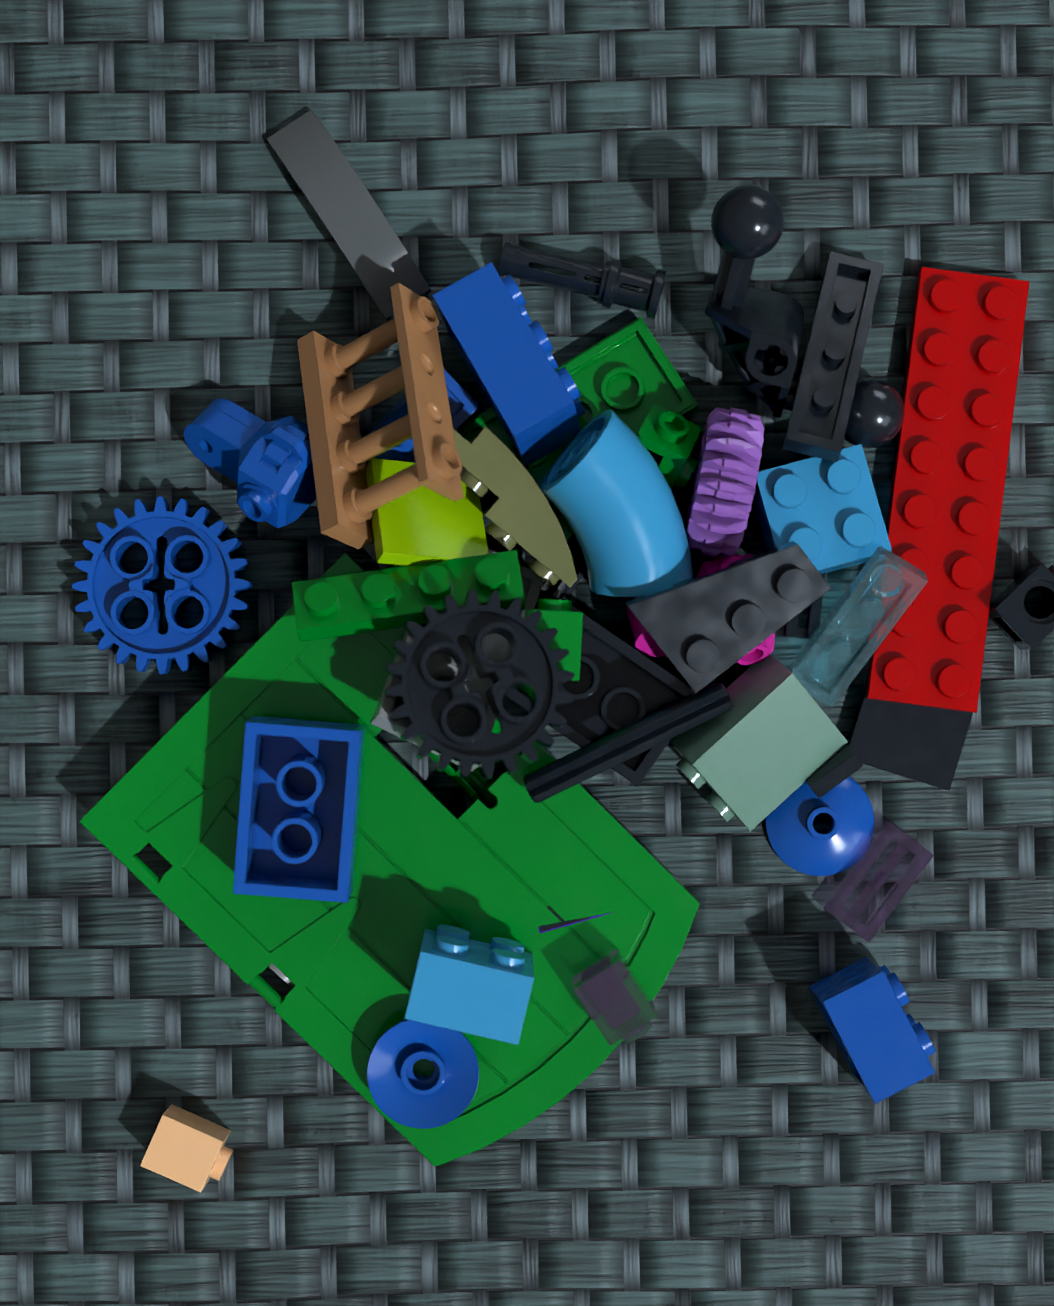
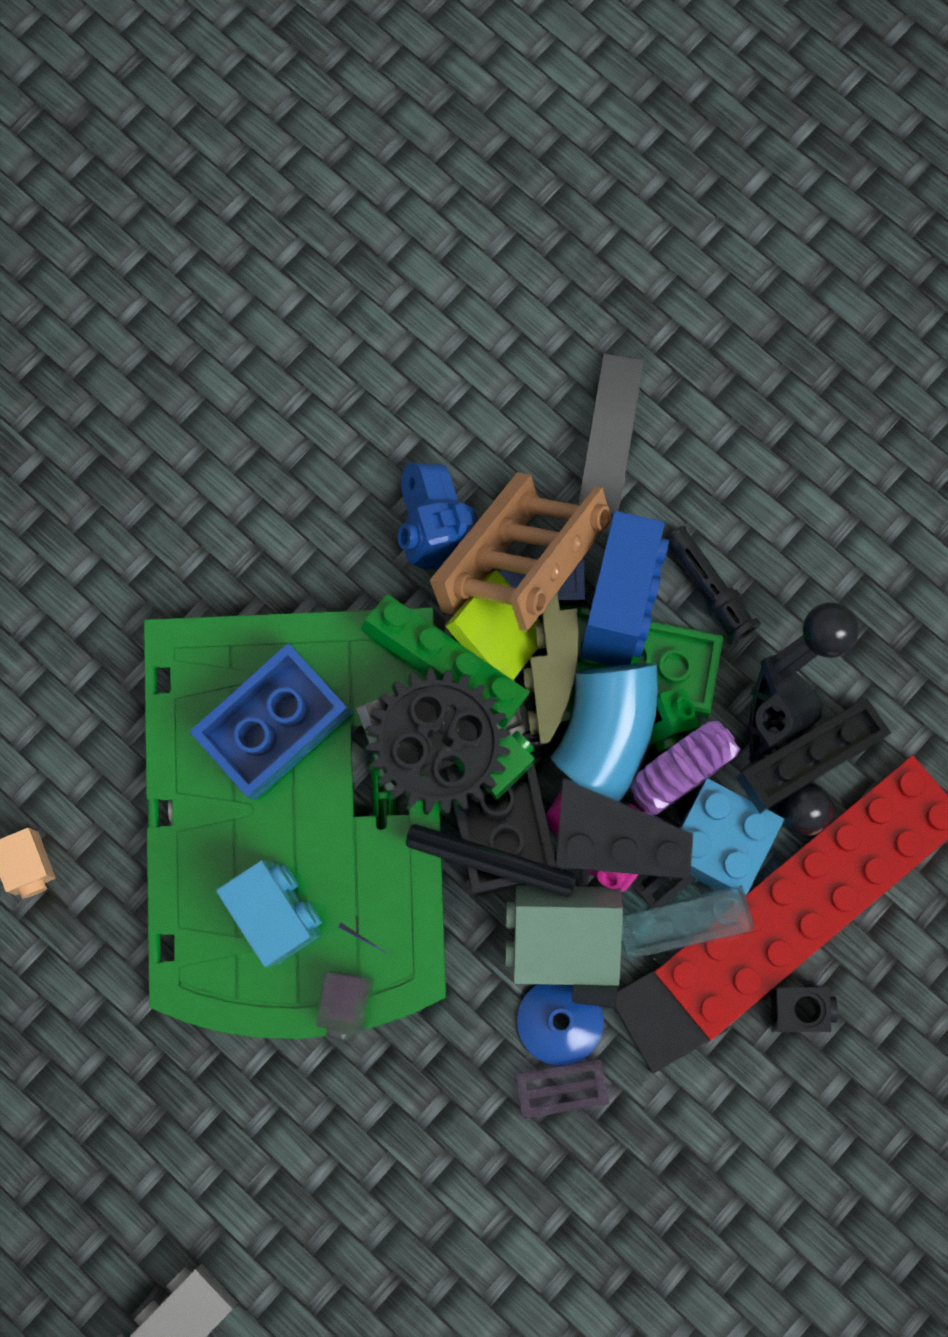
camera: 45 degrees right, 10 degrees down
(113, 587) = (287, 514): blue gear -> none
(418, 1099) = (173, 945): blue dish -> none
(872, 1029) = (477, 1167): blue brick -> none

